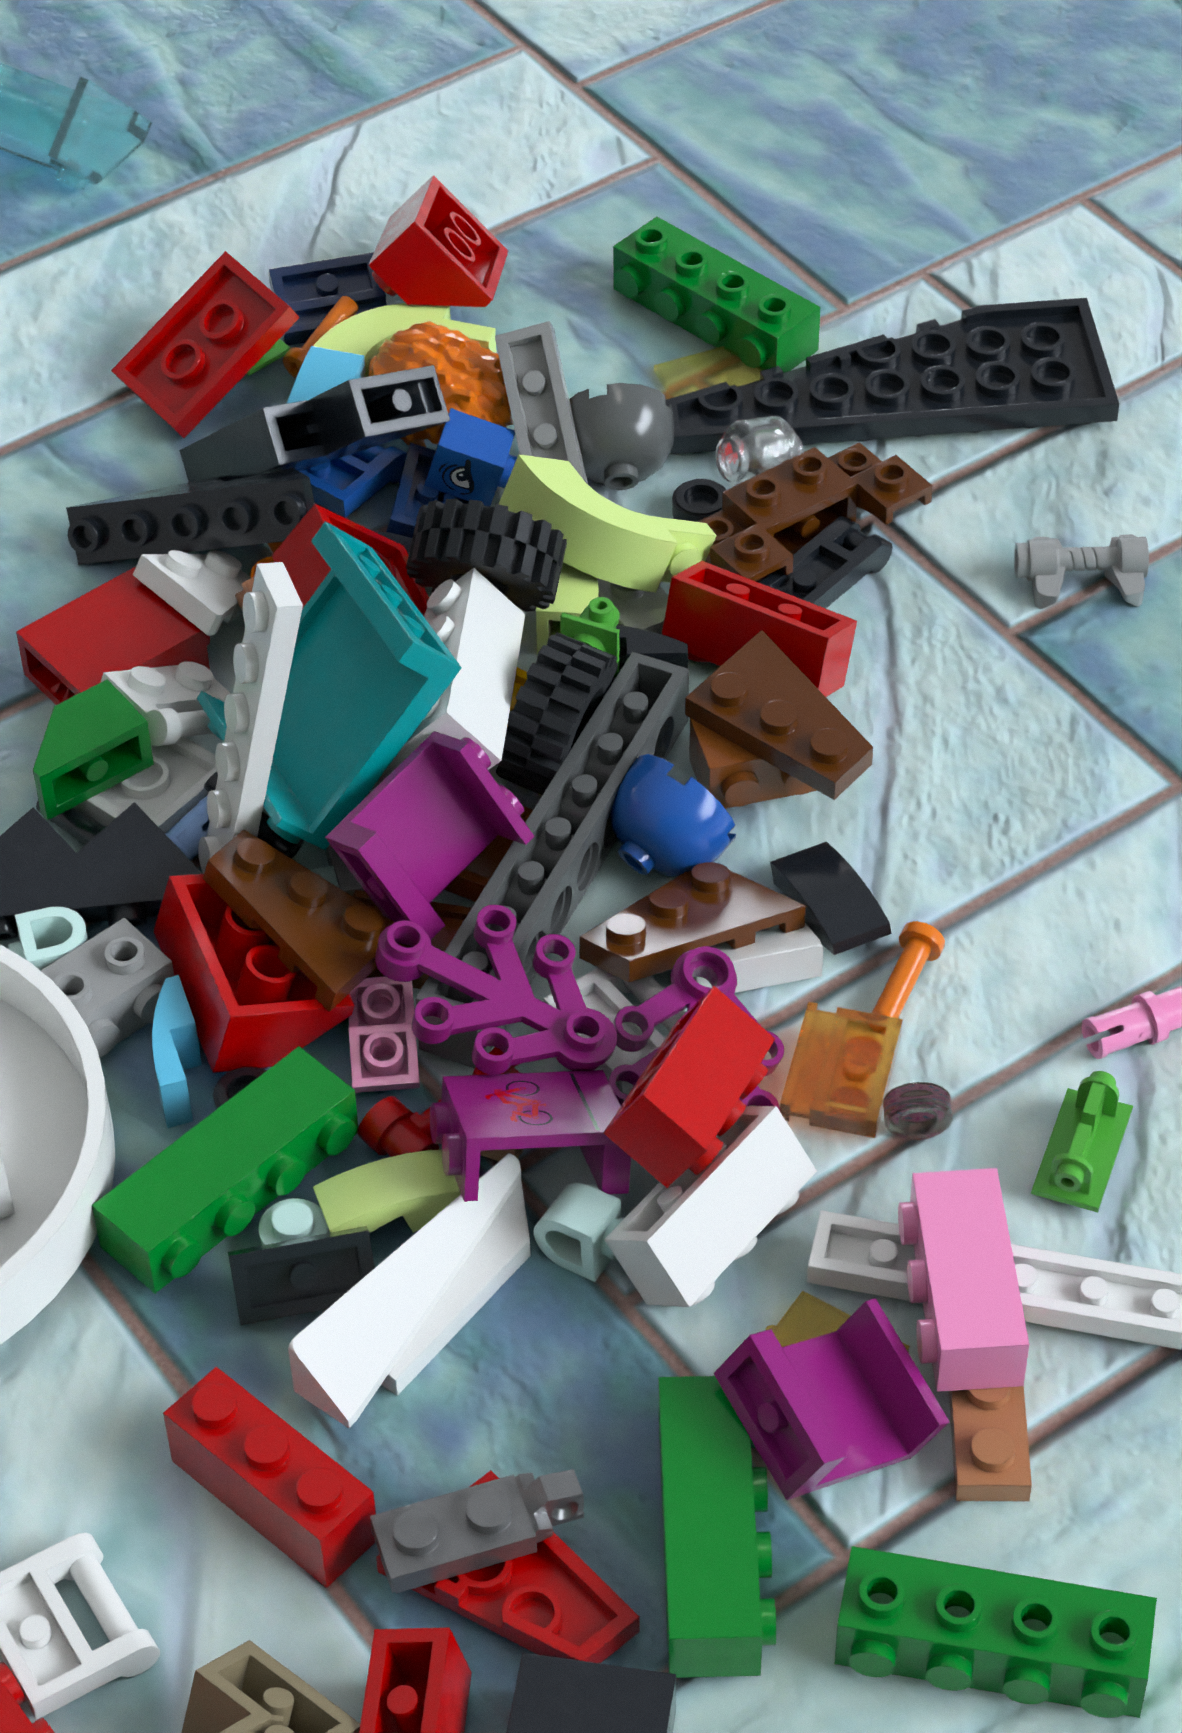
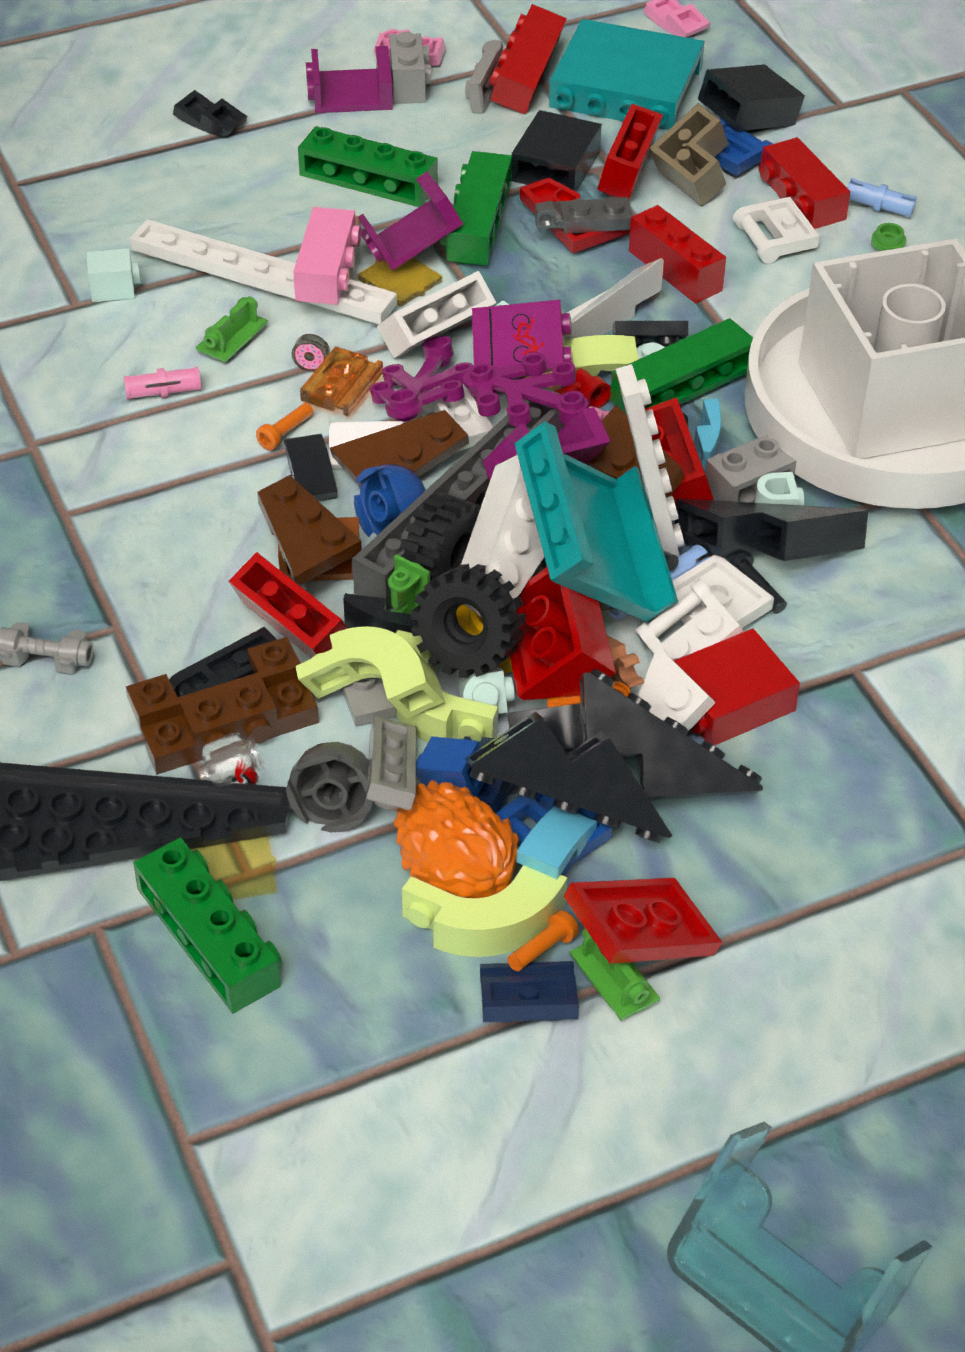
camera: 170 degrees left, 0 degrees up
(89, 748) = (750, 584): green slope -> none
(437, 252) = (430, 978): red slope -> none
(692, 1089) = (434, 322): red brick -> none
(697, 499) = (284, 750): black tile -> none

